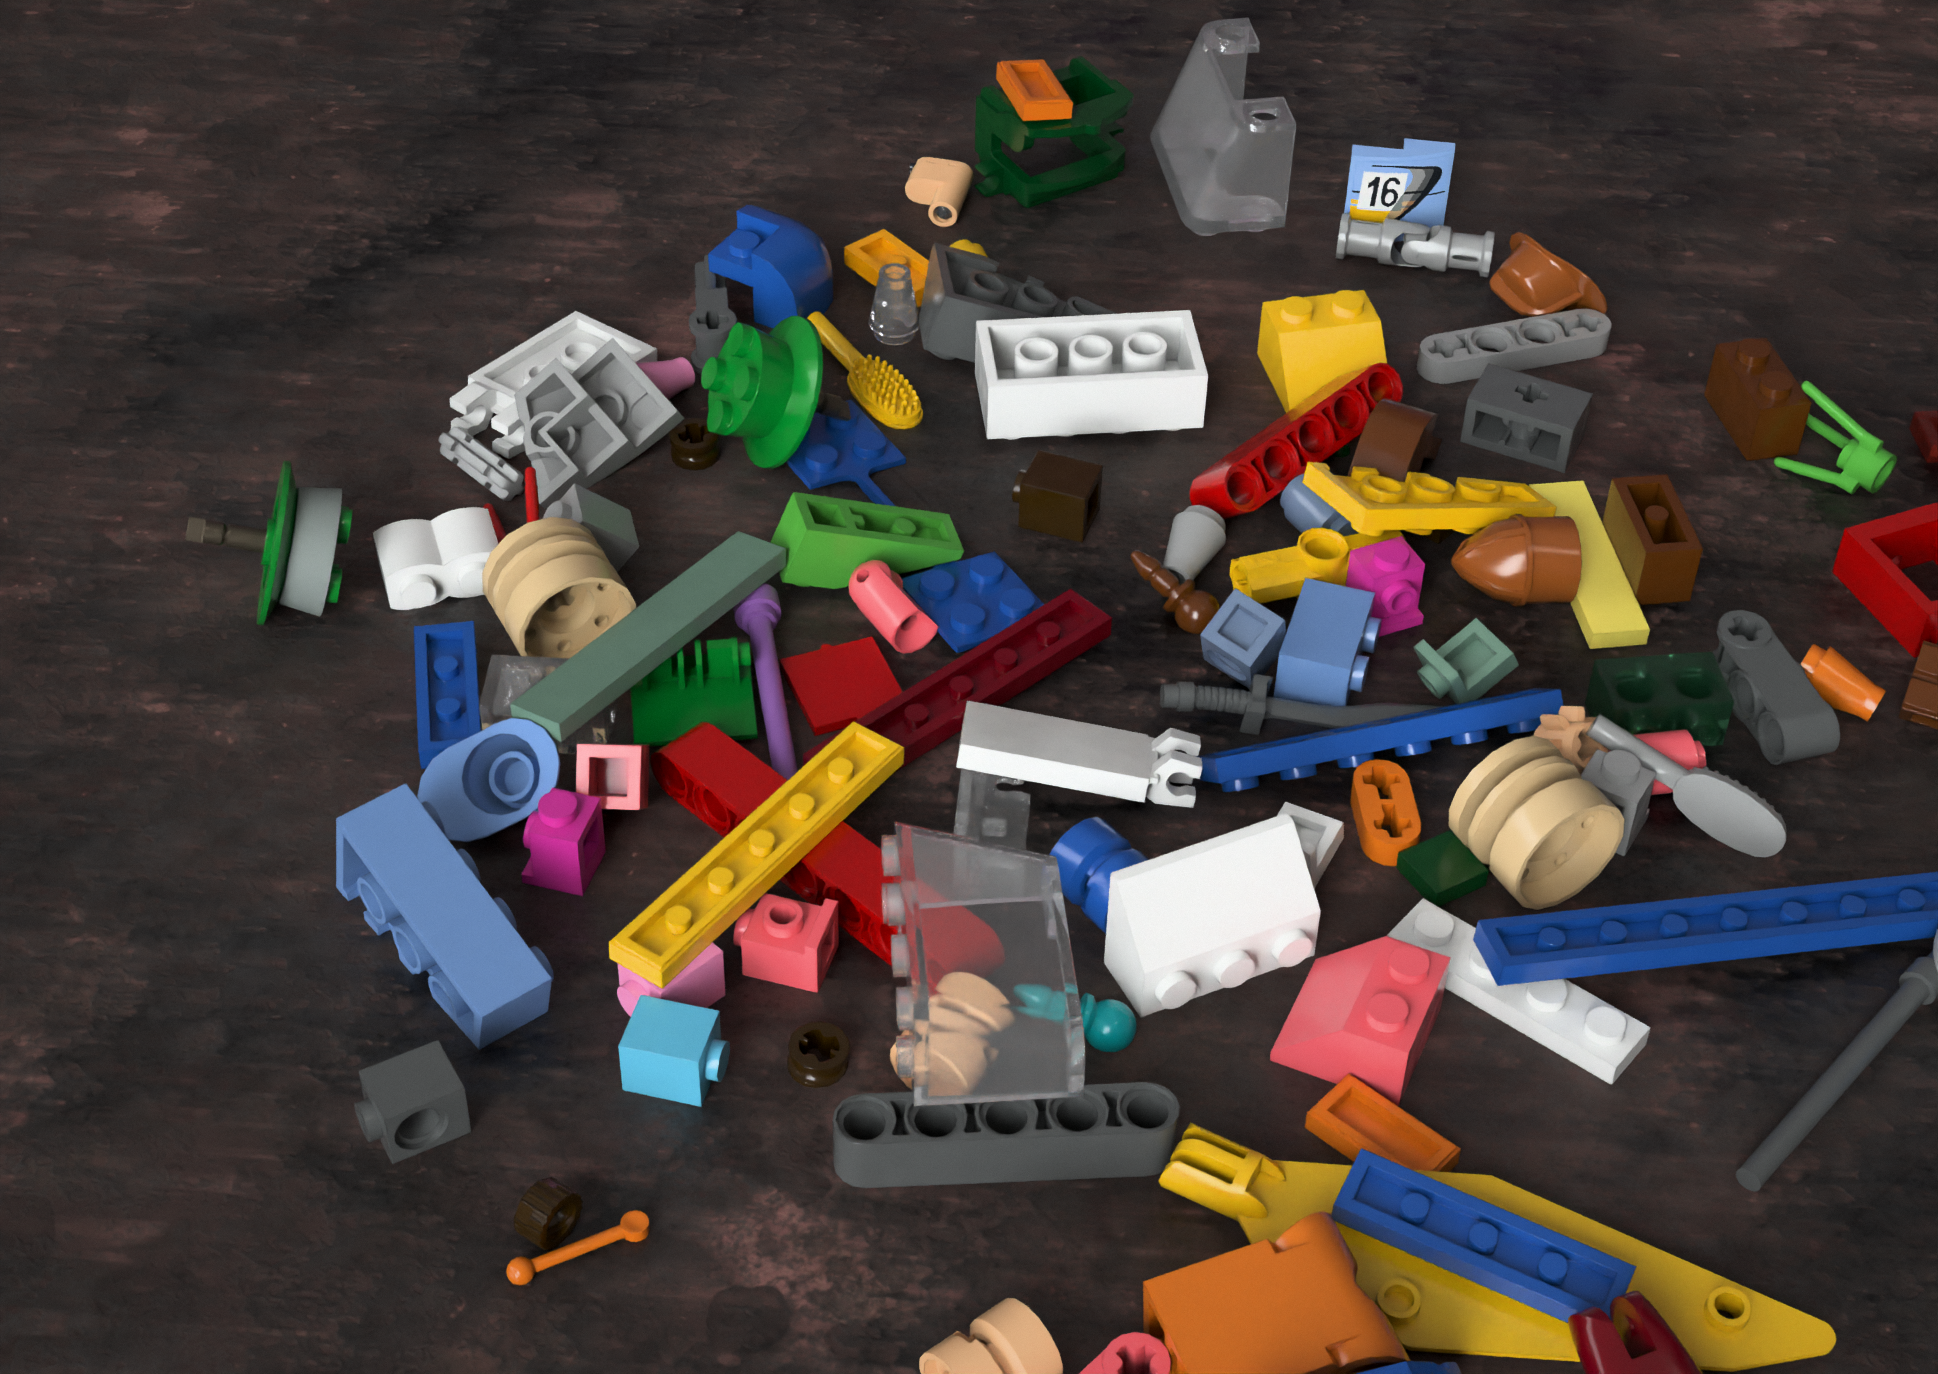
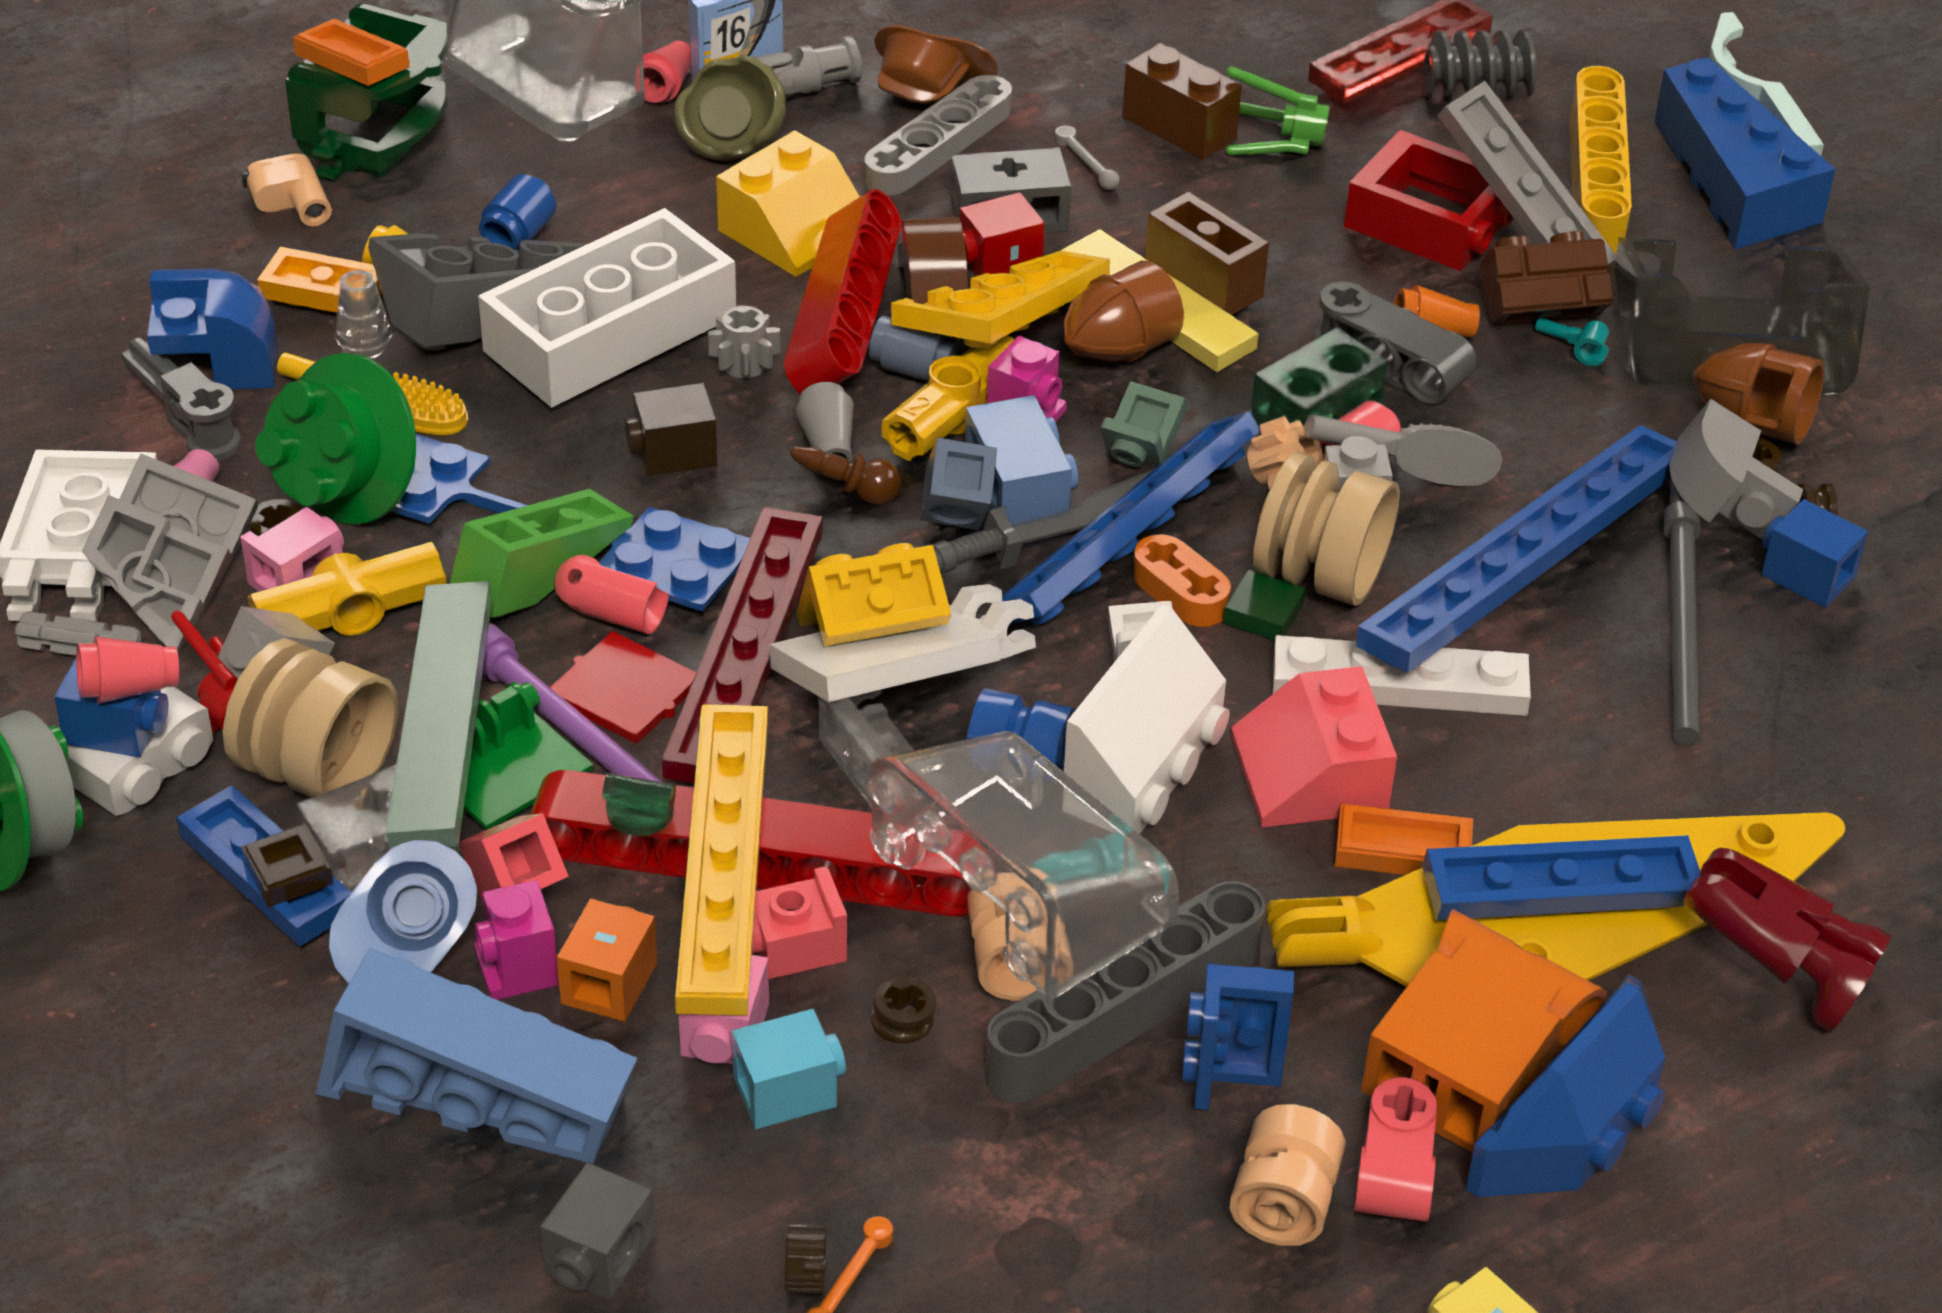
camera: 35 degrees left, 0 degrees up
(417, 514) = (112, 726): none -> blue brick
(420, 486) = (124, 668): none -> coral cone
(448, 699) = (287, 865): none -> dark brown tile
(615, 887) = (607, 959): none -> orange brick
(681, 471) = (289, 549): none -> bright pink brick
(695, 513) = (356, 592): none -> yellow piece
(728, 777) = (638, 804): none -> clear green plate
(1048, 1212) = (1240, 1028): none -> blue bracket
(1074, 696) = (874, 594): none -> yellow bracket
(1094, 273) = (517, 211): none -> blue brick
(1181, 449) = (744, 341): none -> light grey gear
(1315, 206) = (666, 71): none -> coral cone
(1334, 252) = (731, 109): none -> olive piece
(1481, 447) = (1001, 234): none -> red brick
(1633, 393) = (1066, 136): none -> light grey hinge

